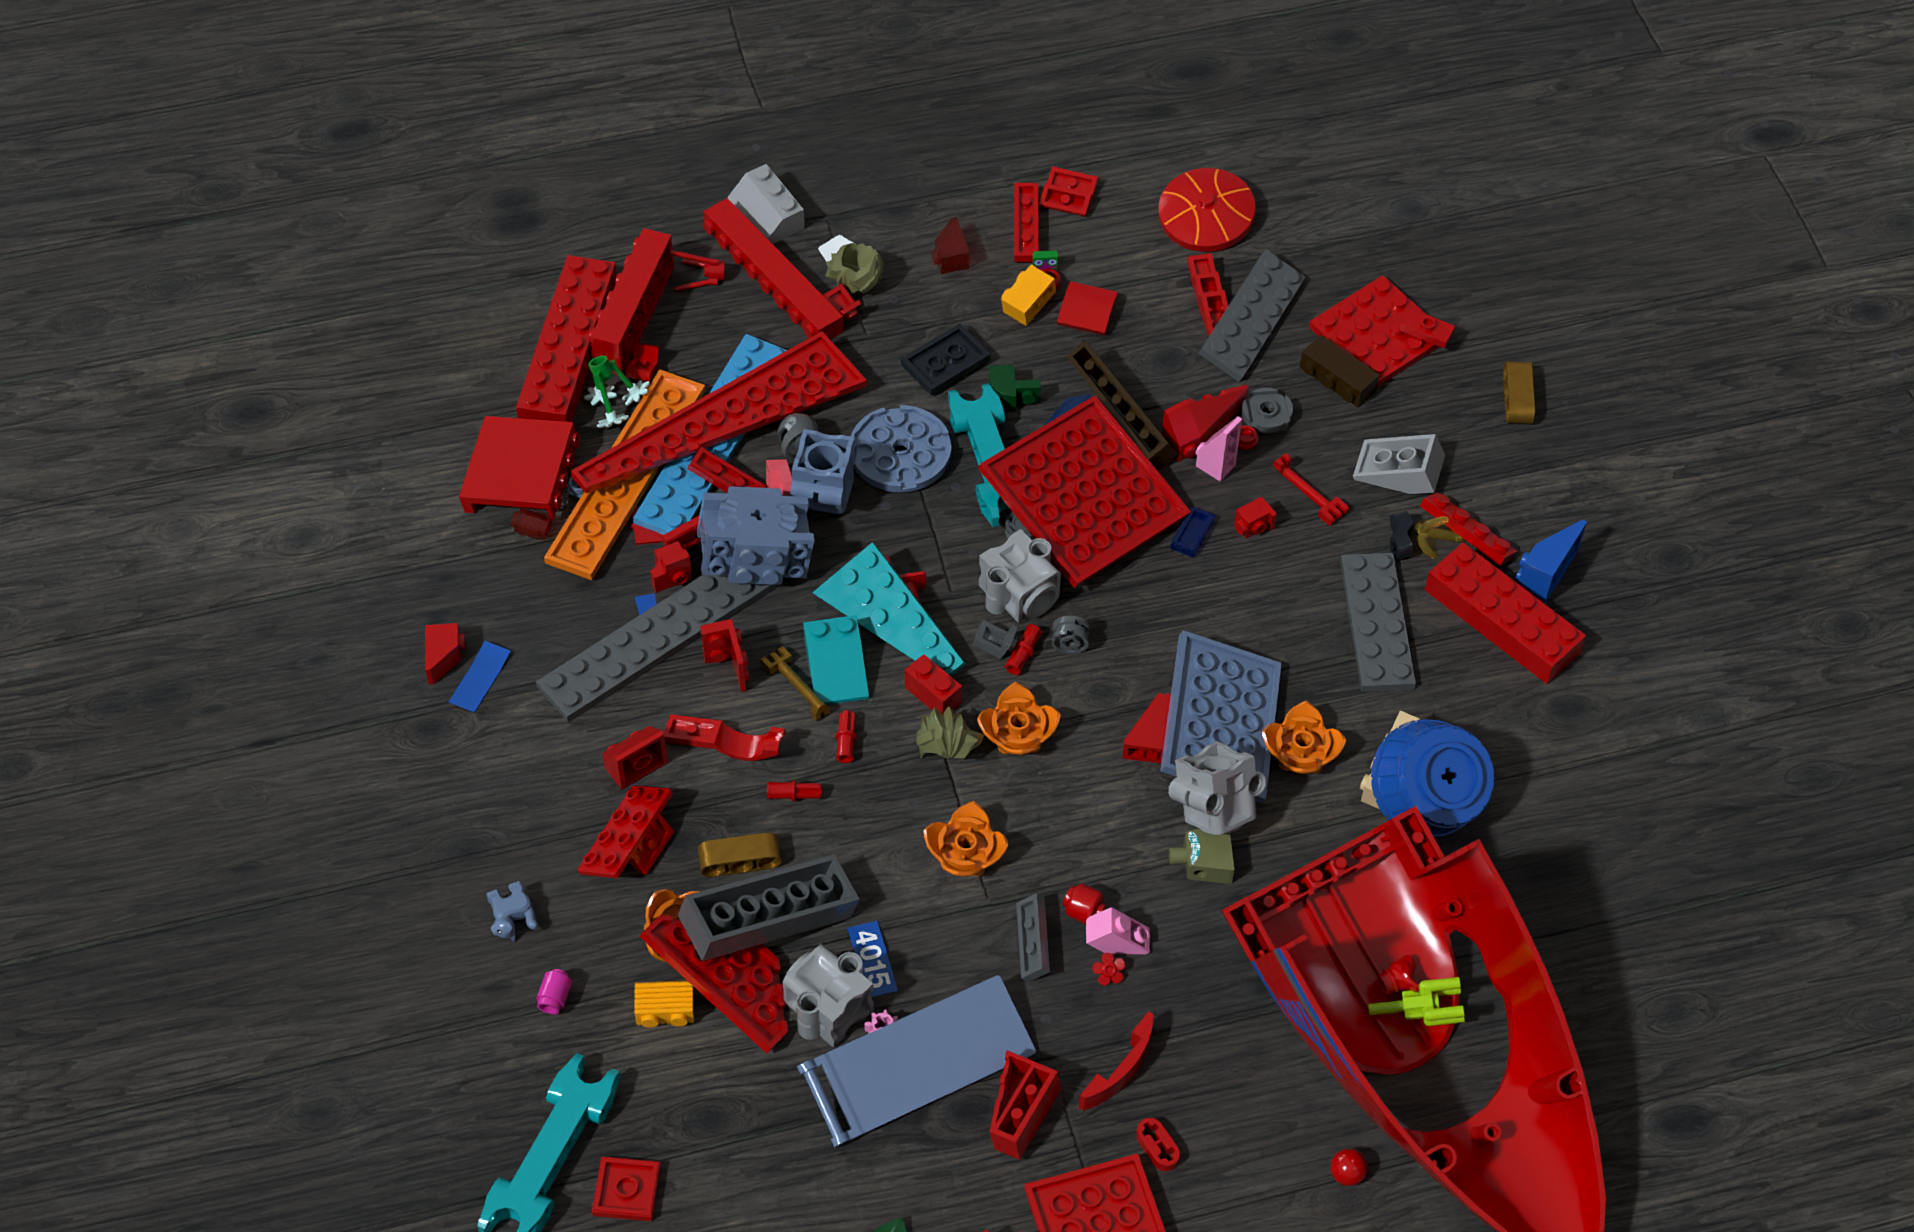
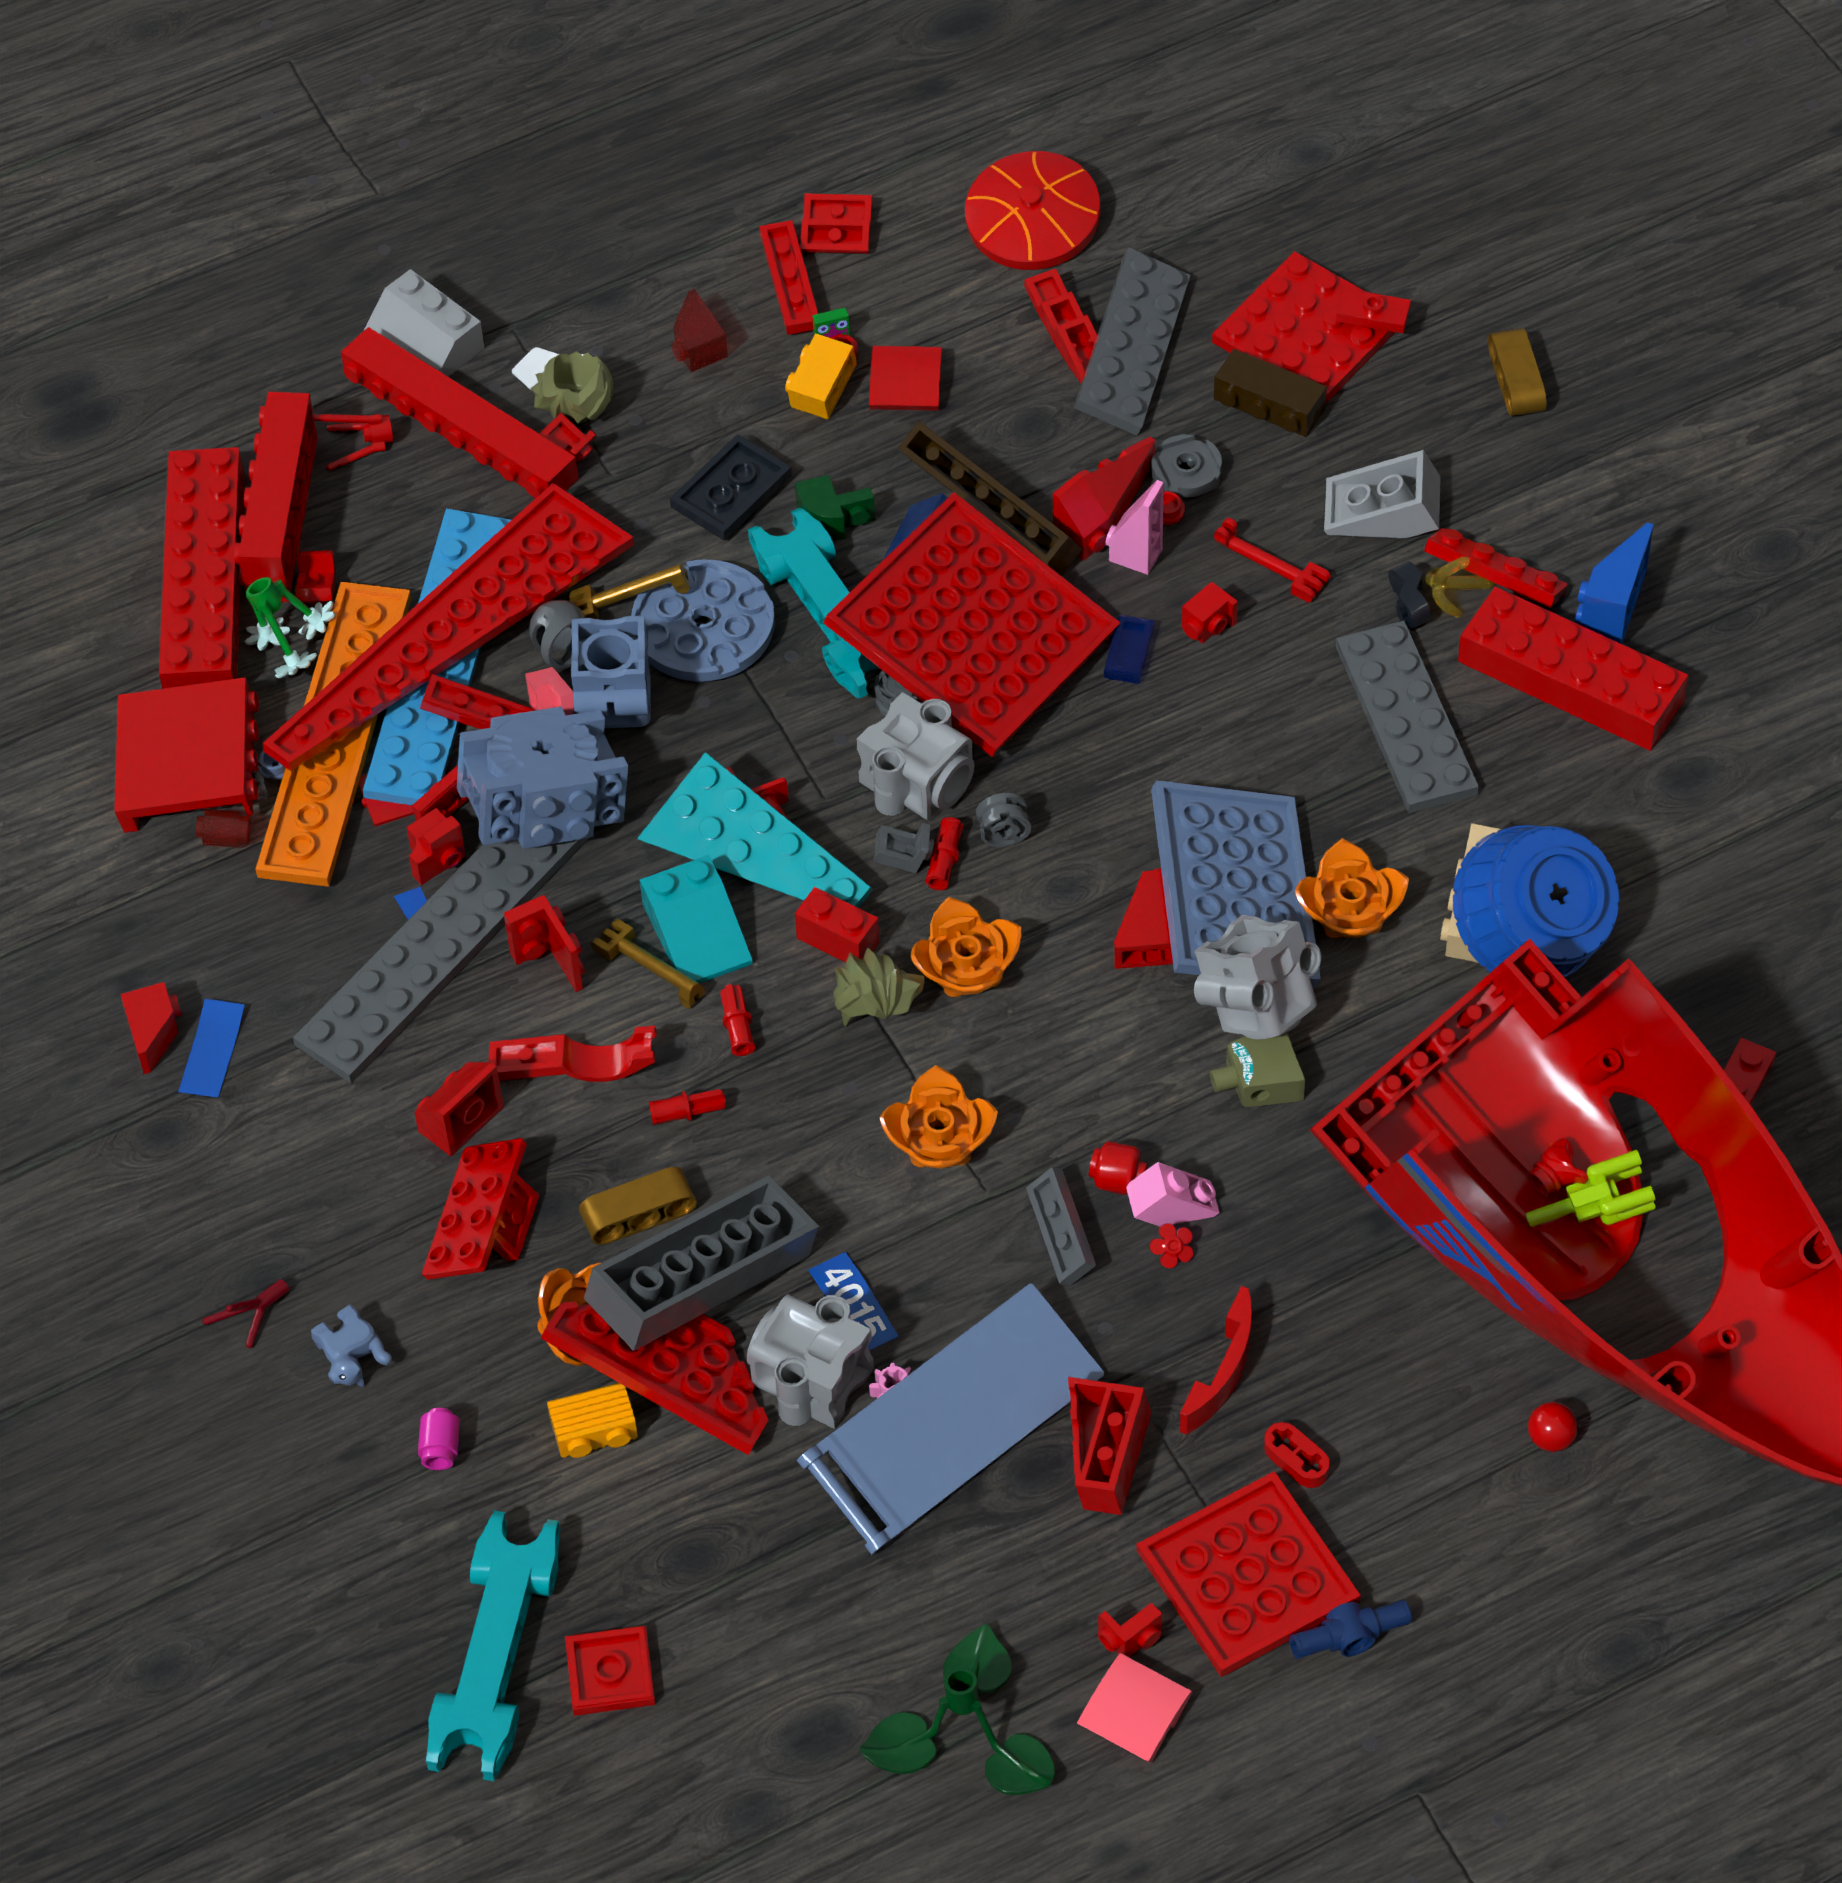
camera: 10 degrees left, 0 degrees up
(459, 865) = (258, 1303): none -> dark red plant
(825, 418) = (589, 601): none -> pearl gold hinge
(1556, 936) = (1749, 1067): none -> red plate

